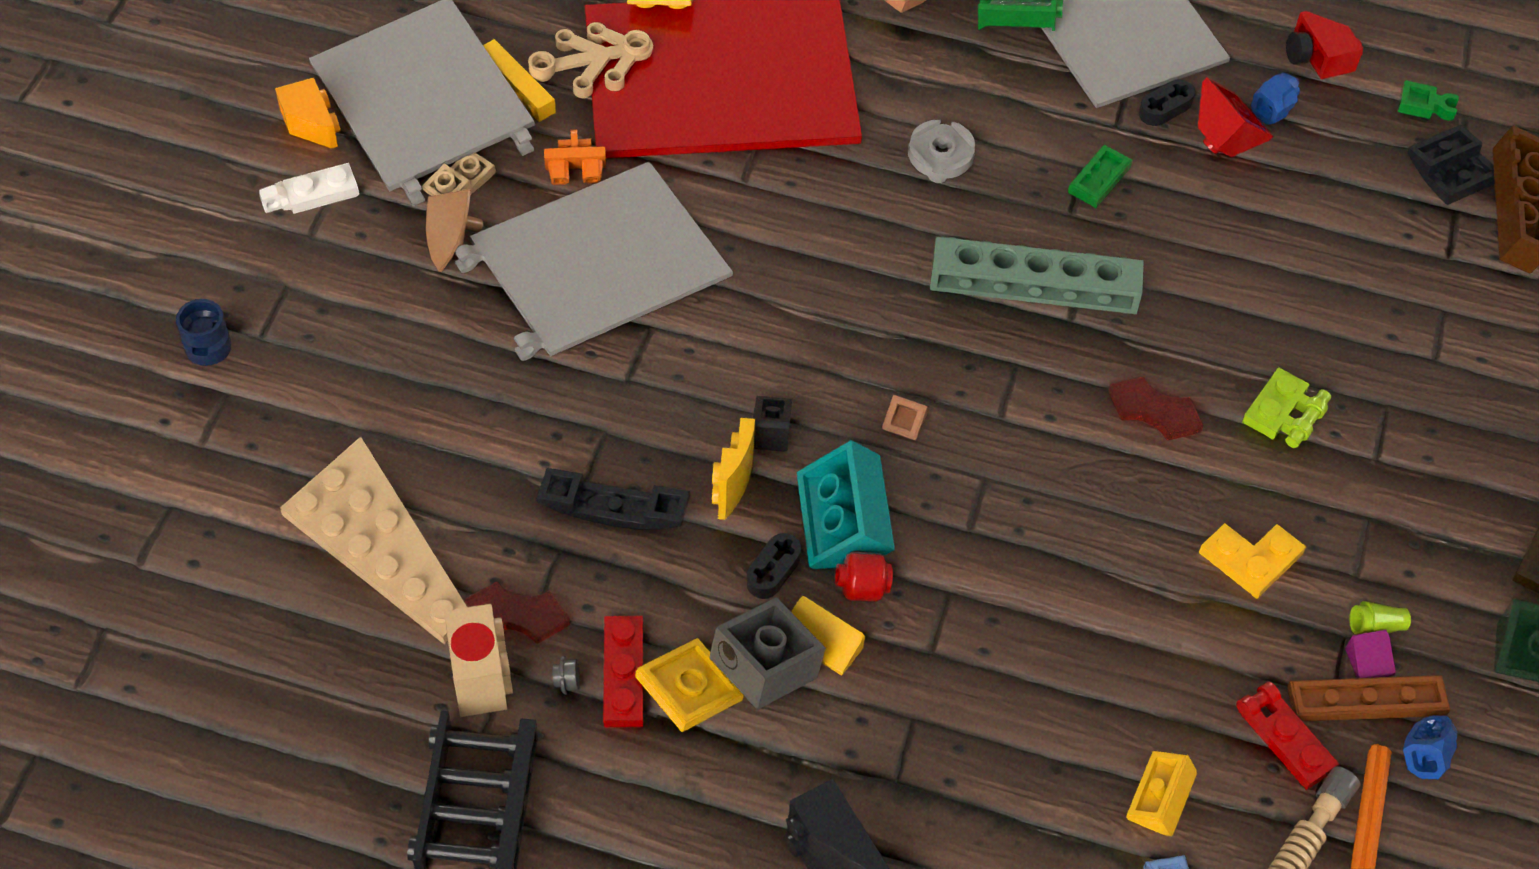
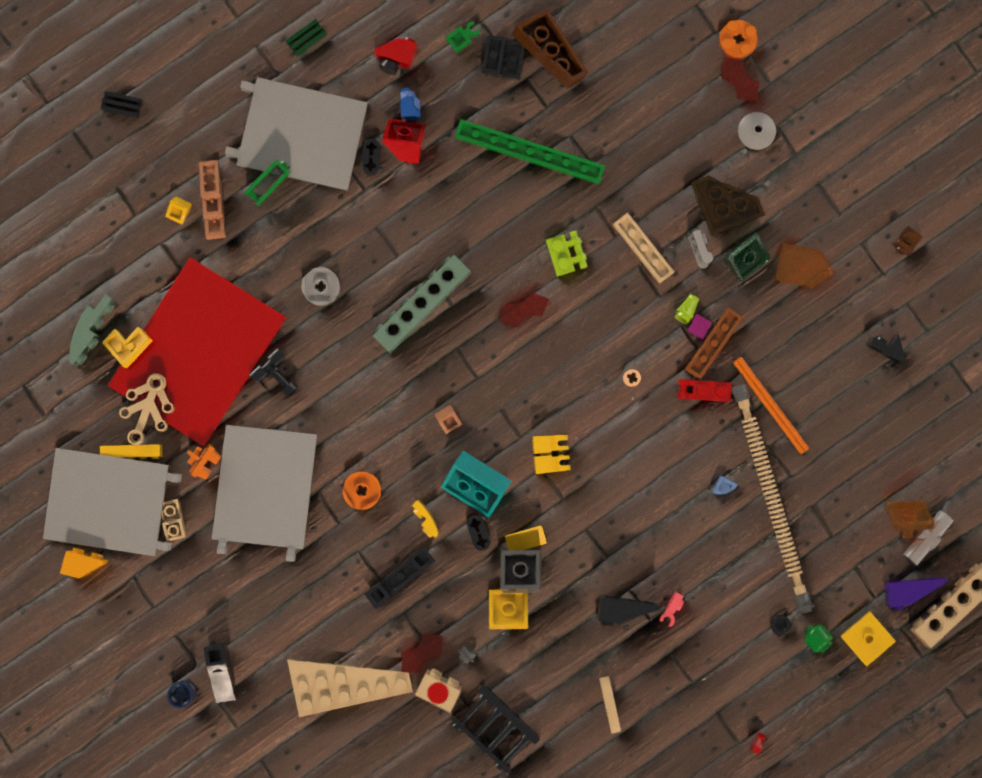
camera: 40 degrees left, 30 degrees up
(276, 356) = (220, 671): none -> slope
(311, 190) = (128, 590): white hinge -> none
(446, 225) = (200, 546): medium nougat shield -> none
(621, 659) = (480, 629): red plate -> none
(696, 389) = (359, 501): none -> orange plate
(772, 423) = (409, 480): black slope -> none
(773, 164) = (271, 369): none -> black bar
(864, 576) = (513, 502): red head -> none
(967, 574) = (544, 446): none -> yellow legs
(1100, 176) = (389, 227): green plate -> none
(1162, 792) = (689, 460): yellow slope -> none
(1208, 608) = (637, 376): none -> light nougat bush
(1252, 565) = (625, 336): yellow plate -> none
(1374, 274) = (529, 151): none -> green plate
(1399, 504) = (643, 248): none -> tan tile
(1430, 747) = (752, 340): blue rock -> none
(1483, 565) = (699, 249): none -> light grey plate

